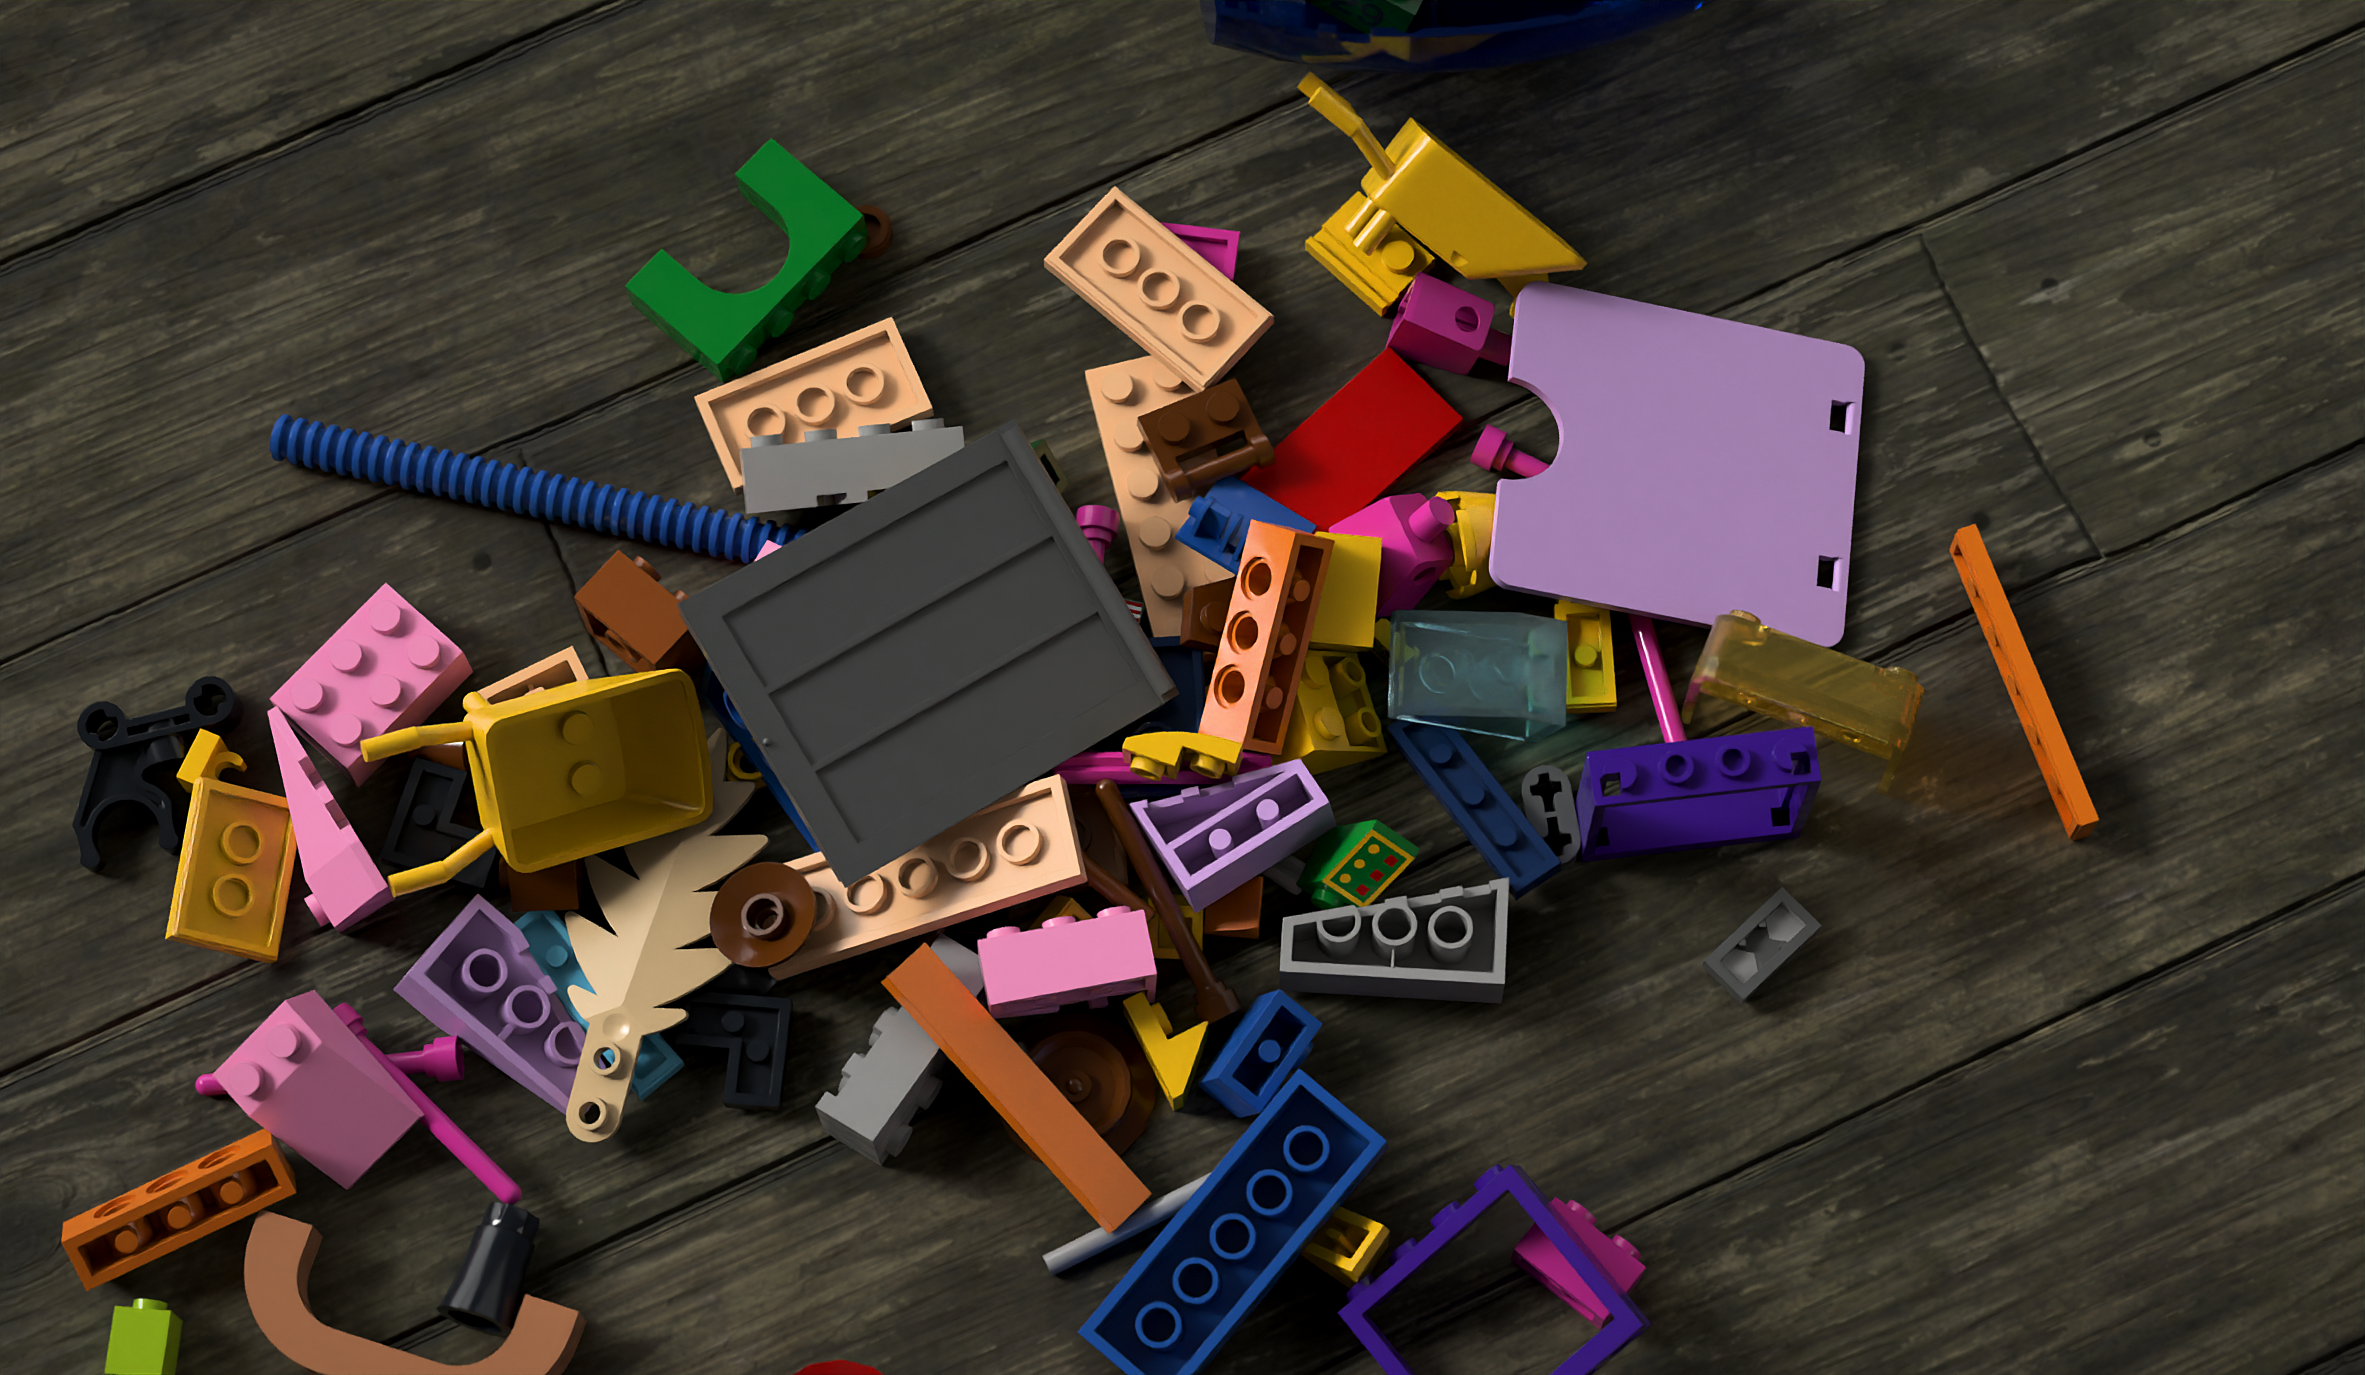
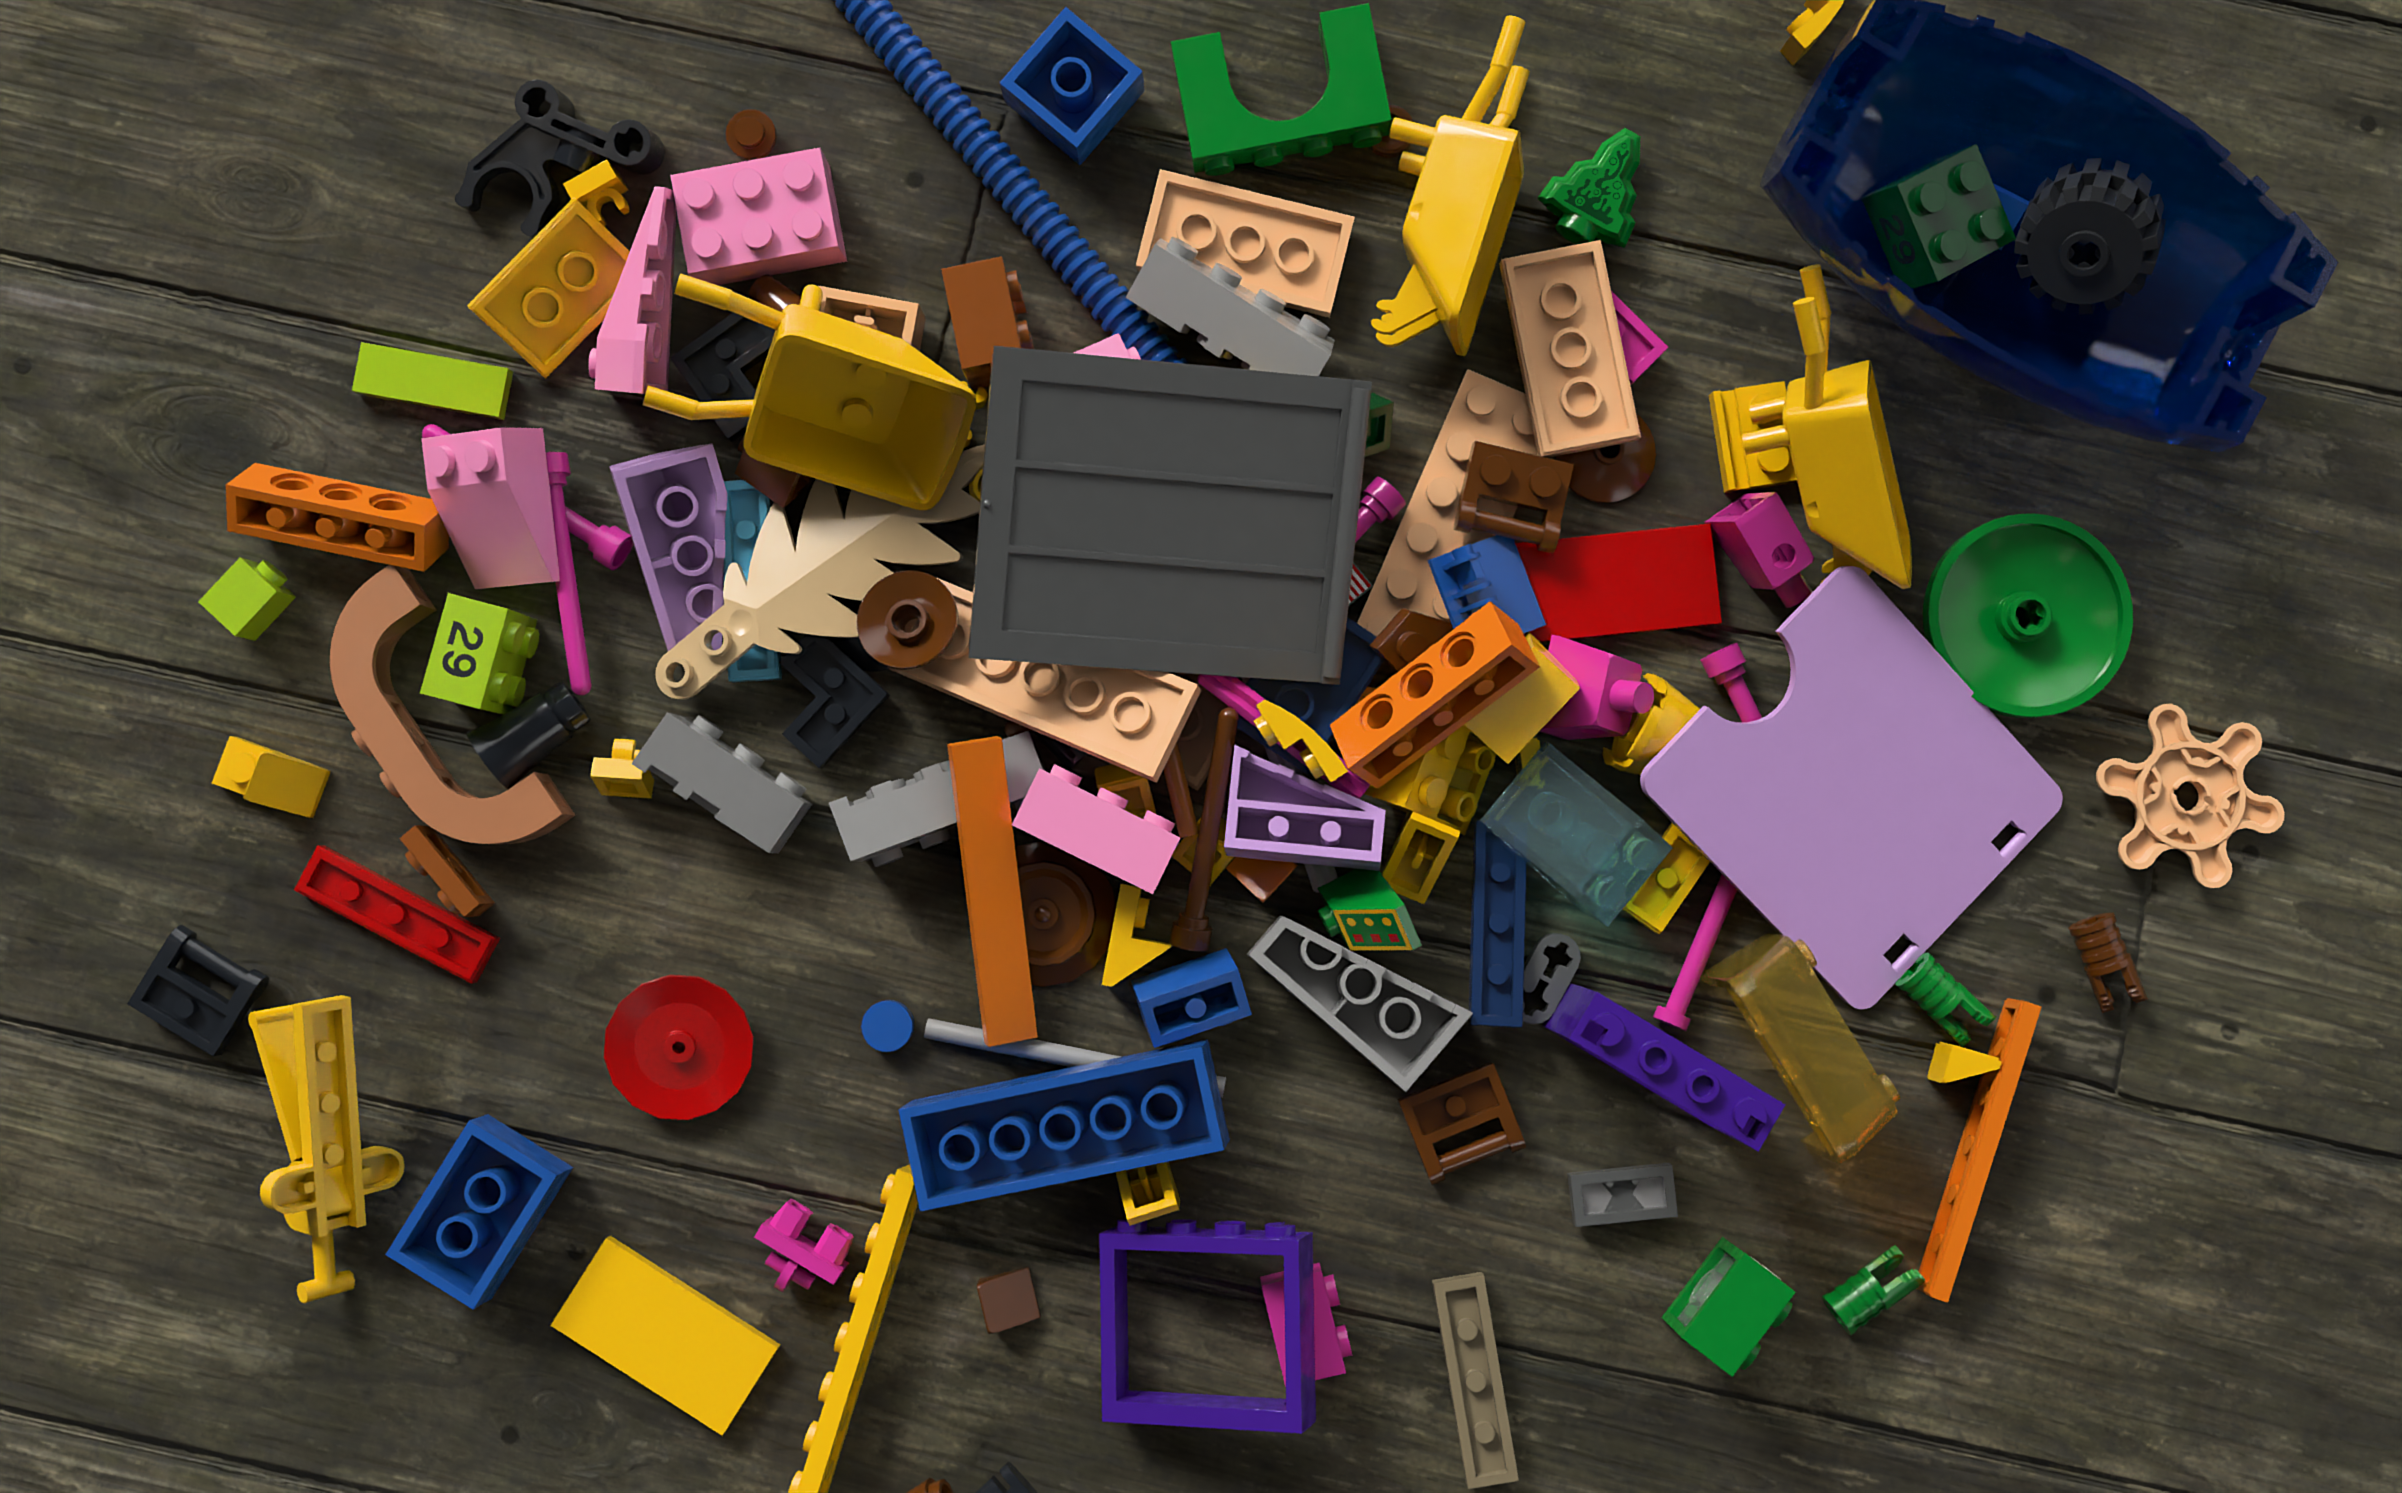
camera: 40 degrees right, 15 degrees up
(173, 1038) = (432, 381): none -> lime tile
(308, 624) = (751, 134): none -> reddish brown plate
(400, 1227) = (480, 655): none -> lime brick
(567, 382) = (1072, 86): none -> blue brick
(606, 1244) = (618, 776): none -> yellow tile
(704, 1179) = (724, 780): none -> light grey wedge
(975, 242) = (1458, 206): none -> yellow piece
(1011, 1289) = (887, 1025): none -> blue tile
(1082, 155) = (1597, 193): none -> green rock
(1278, 370) = (1614, 478): none -> reddish brown dish
(1359, 783) = (1418, 856): none -> yellow slope
(1560, 982) = (1455, 1107): none -> reddish brown plate
(1712, 186) = (2071, 608): none -> green dish
(1764, 1198) = (1475, 1380): none -> dark tan plate
(1886, 582) = (1940, 994): none -> green hinge
(1922, 960) = (1729, 1307): none -> green piece
(1948, 622) = (1956, 1063): none -> yellow slope
(1963, 241) = (2222, 802): none -> light nougat plate
(1992, 448) = (2105, 953): none -> reddish brown hinge
(2034, 867) = (1864, 1297): none -> green hinge

